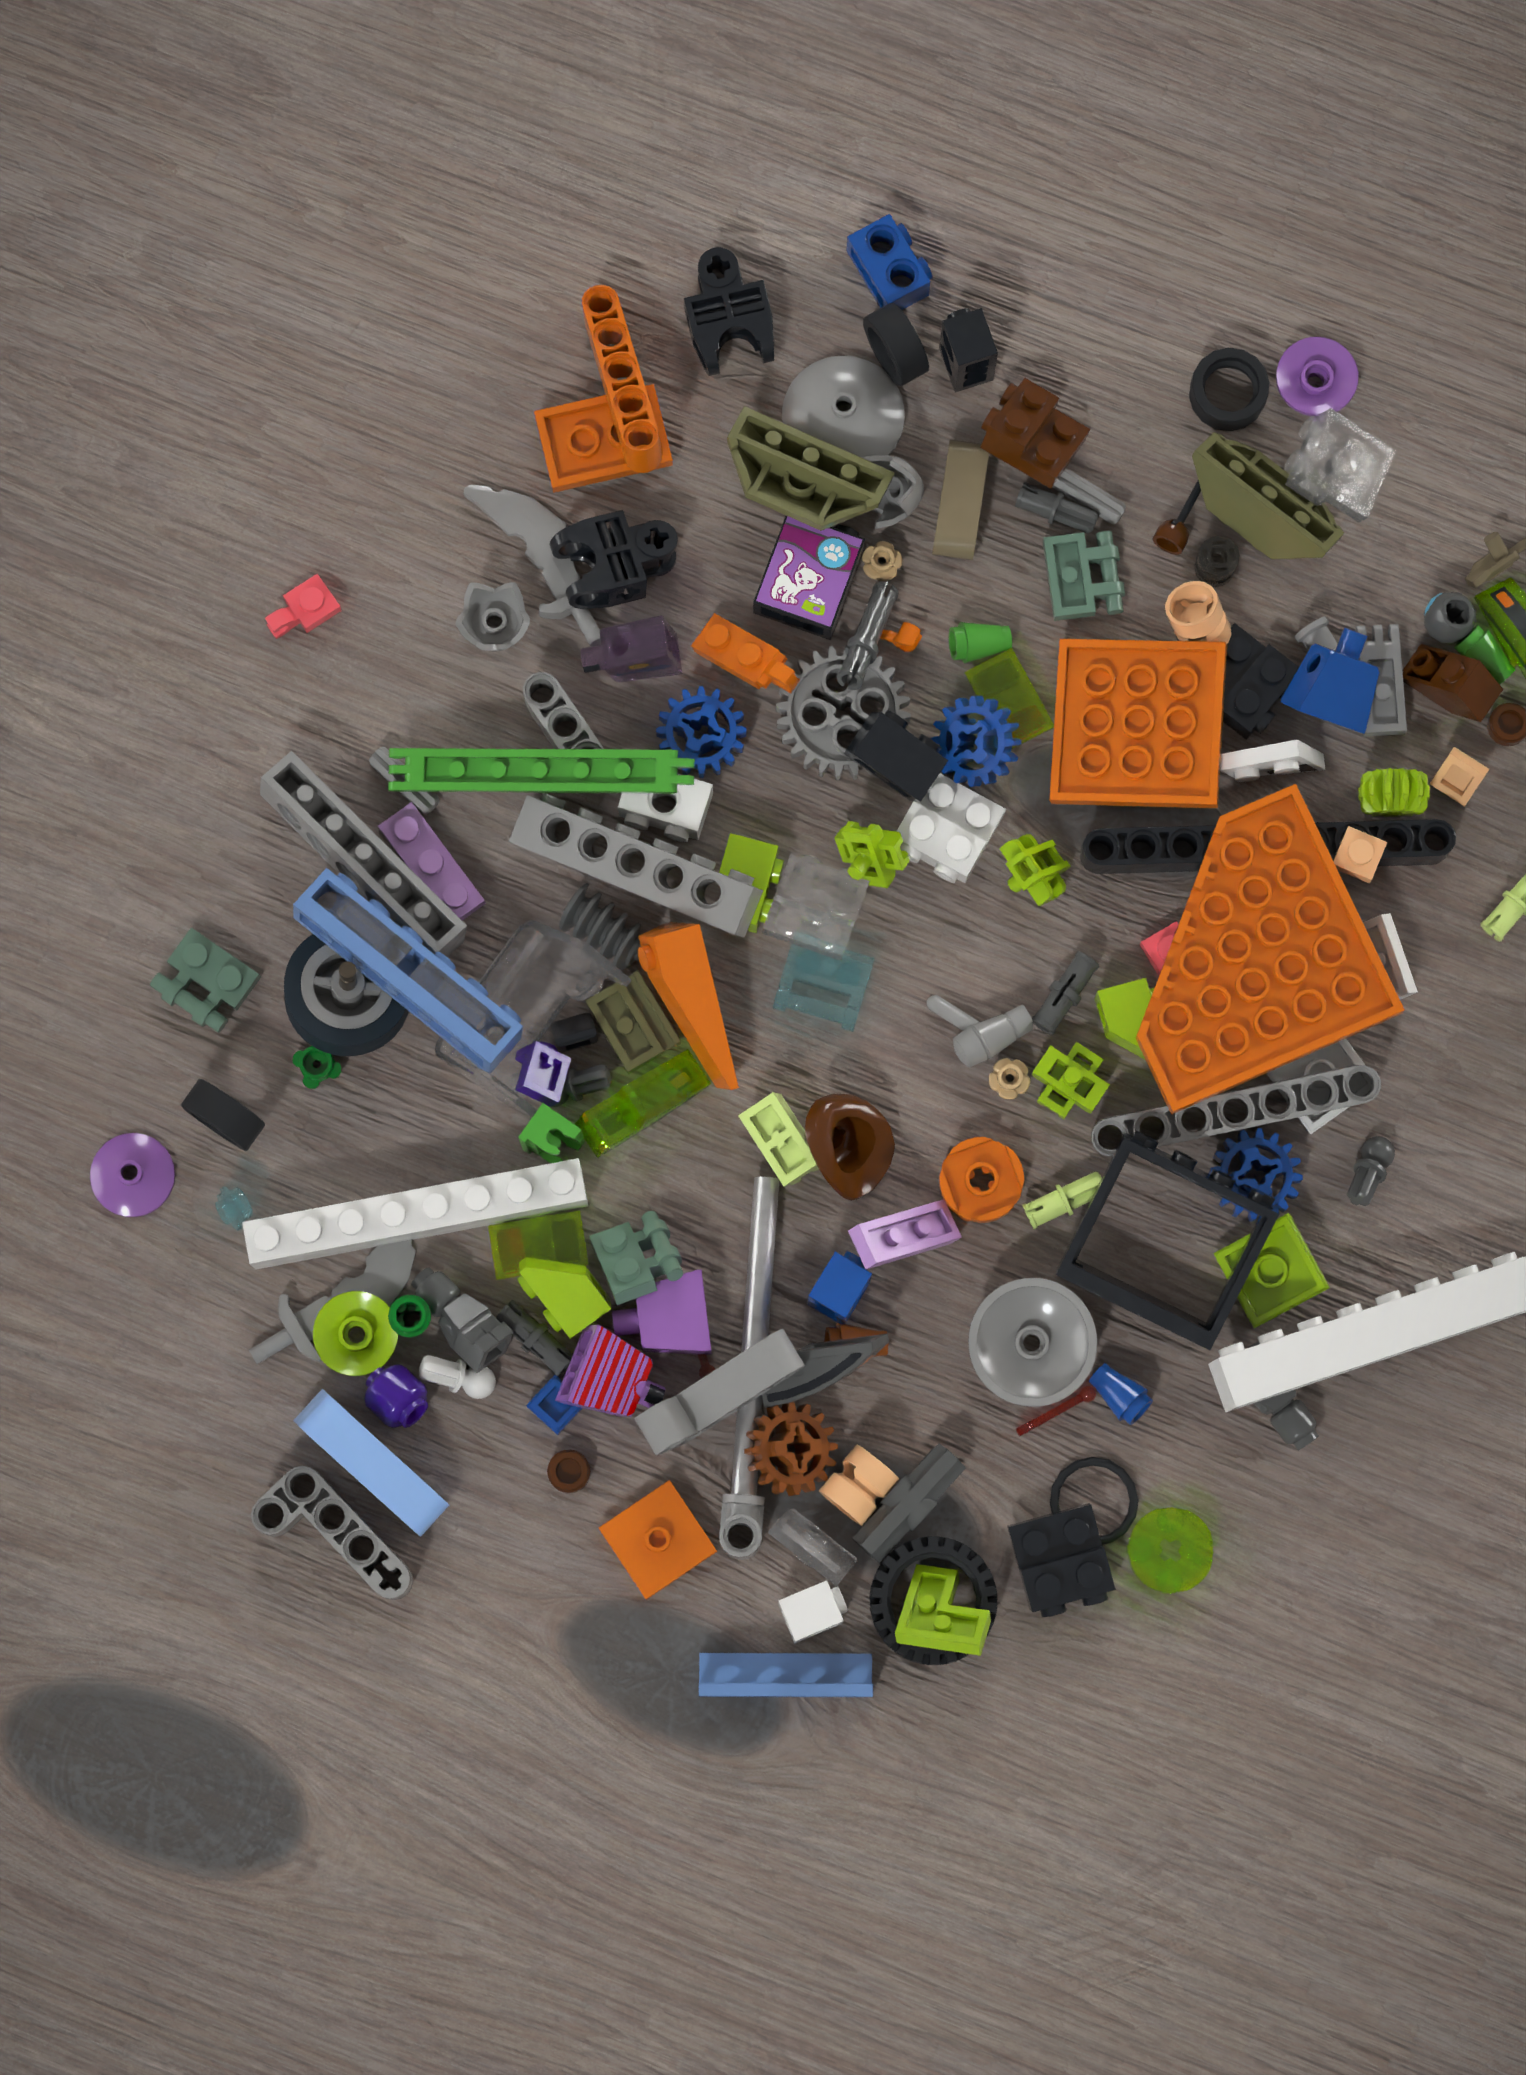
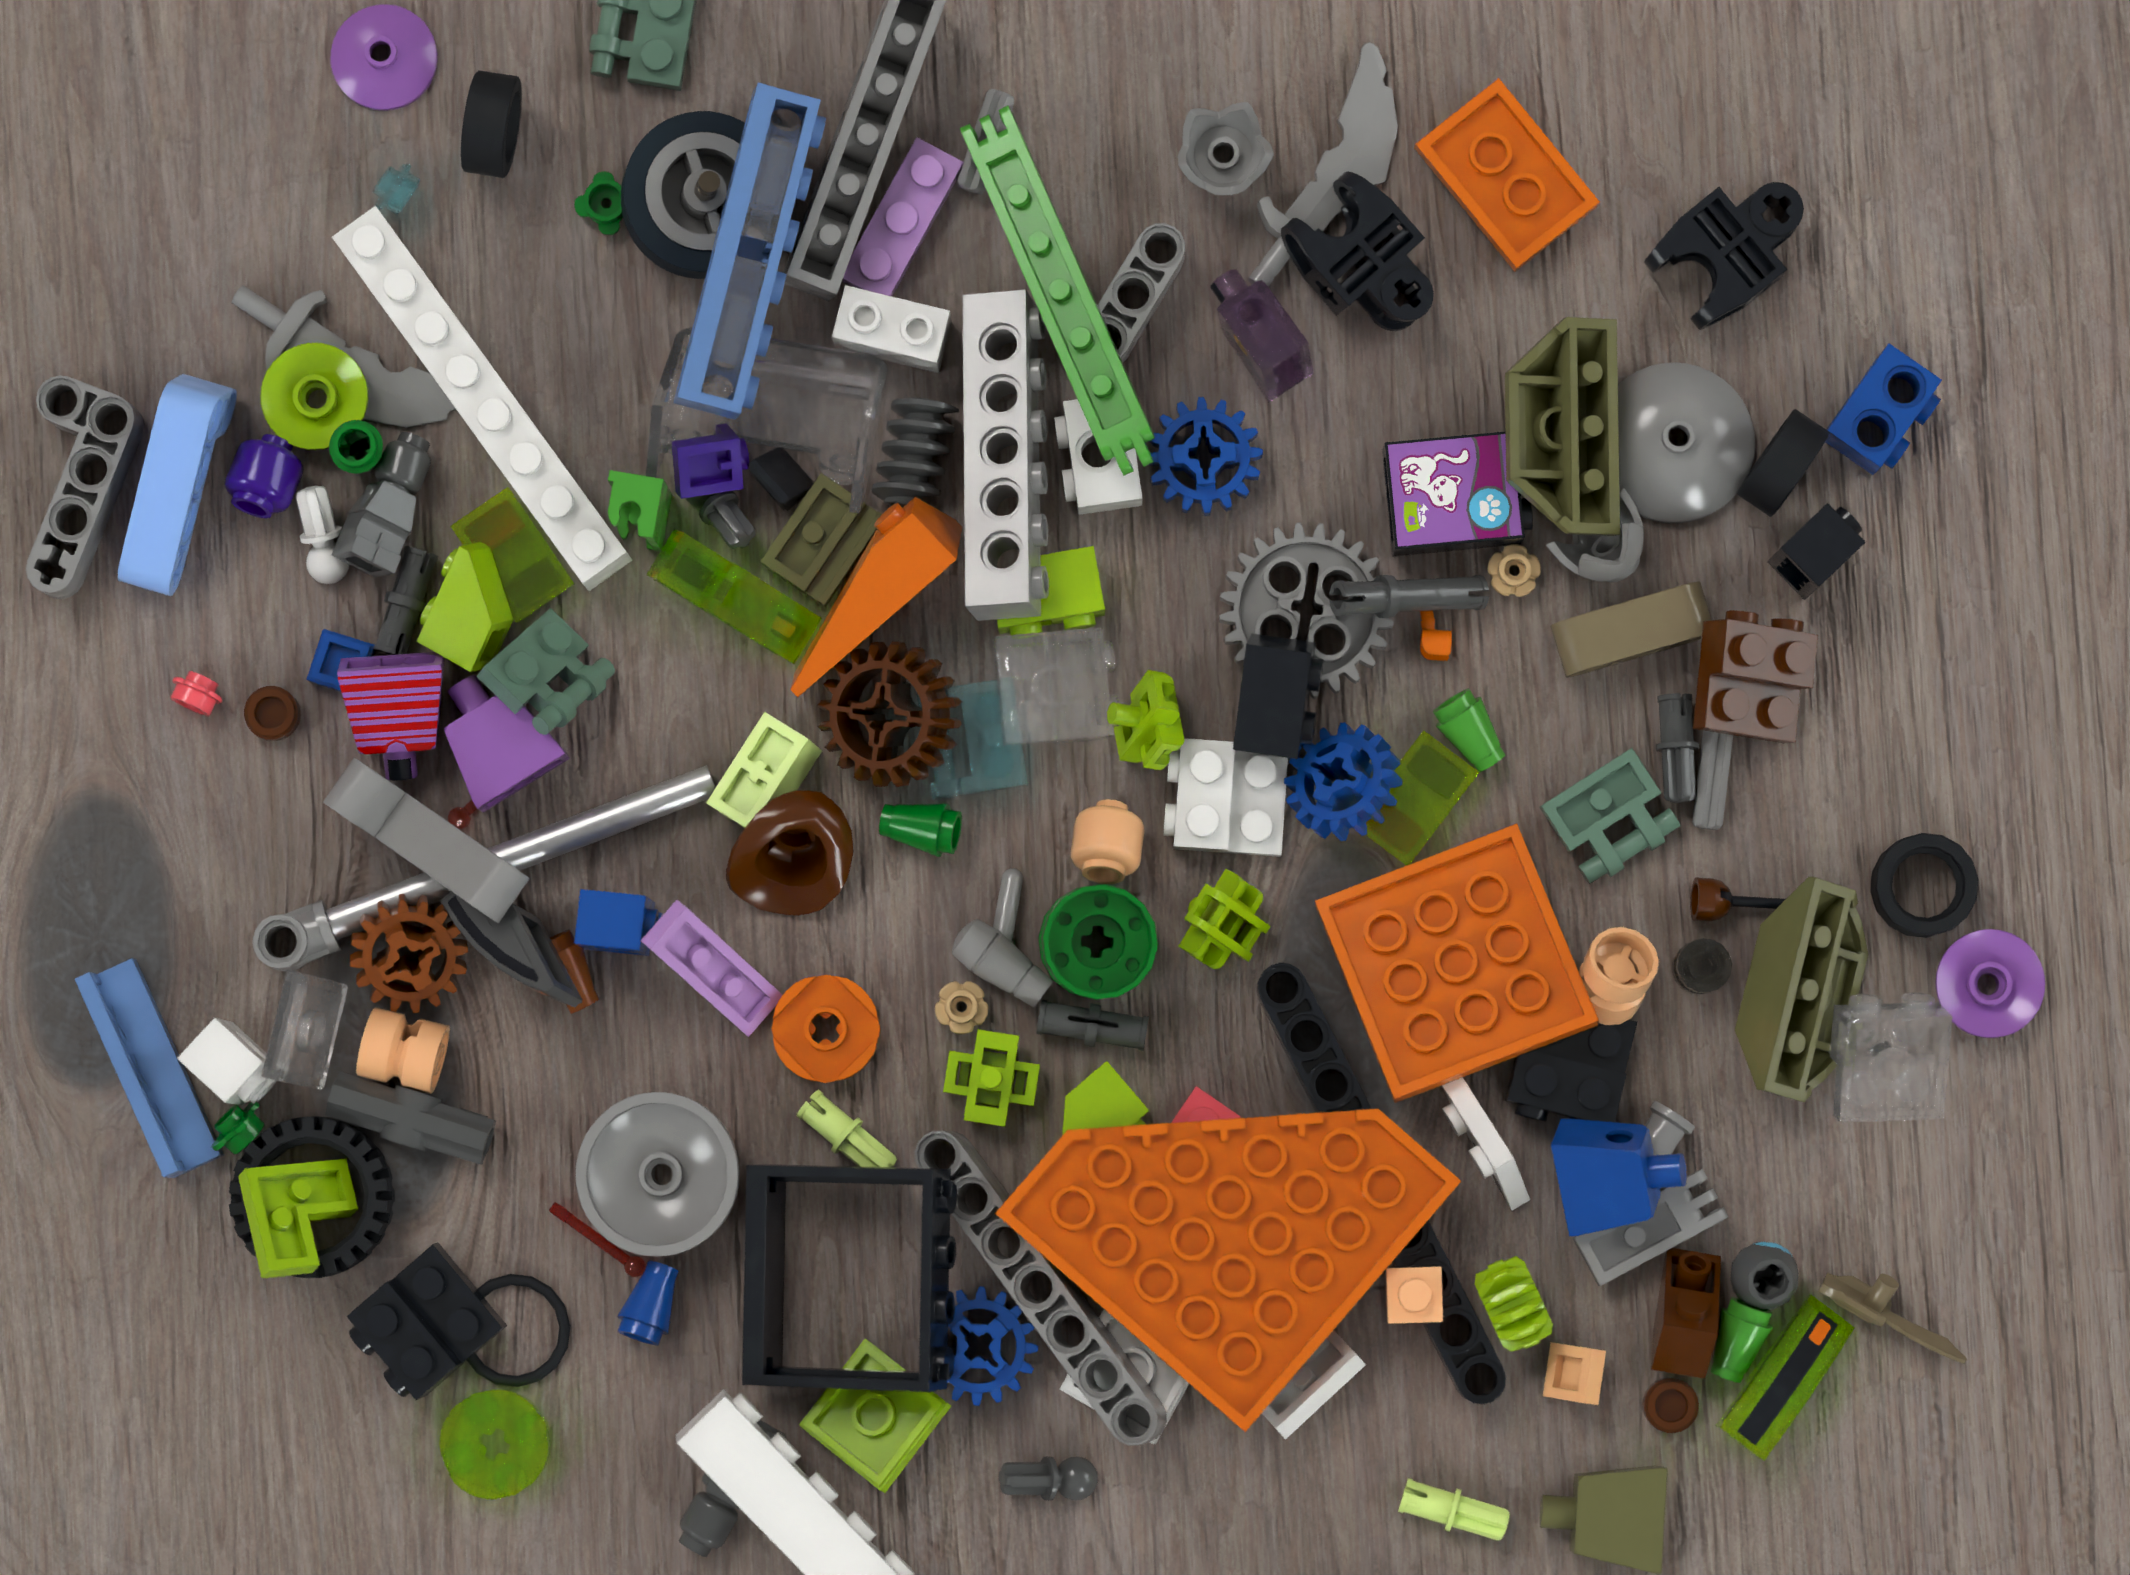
camera: 70 degrees right, 5 degrees up
(507, 903) = (892, 328): none -> white brick
(529, 1518) = (196, 693): none -> coral plate
(623, 394) = (1599, 144): orange beam -> none
(658, 1539) = (240, 851): orange plate -> none
(744, 655) = (1319, 462): orange hinge -> none
(796, 1040) = (894, 693): none -> reddish brown gear
(859, 1631) = (238, 1128): none -> green plate
(869, 1046) = (922, 826): none -> green cone
(941, 922) = (1107, 842): none -> light nougat head
(1019, 936) = (1120, 919): none -> green wheel

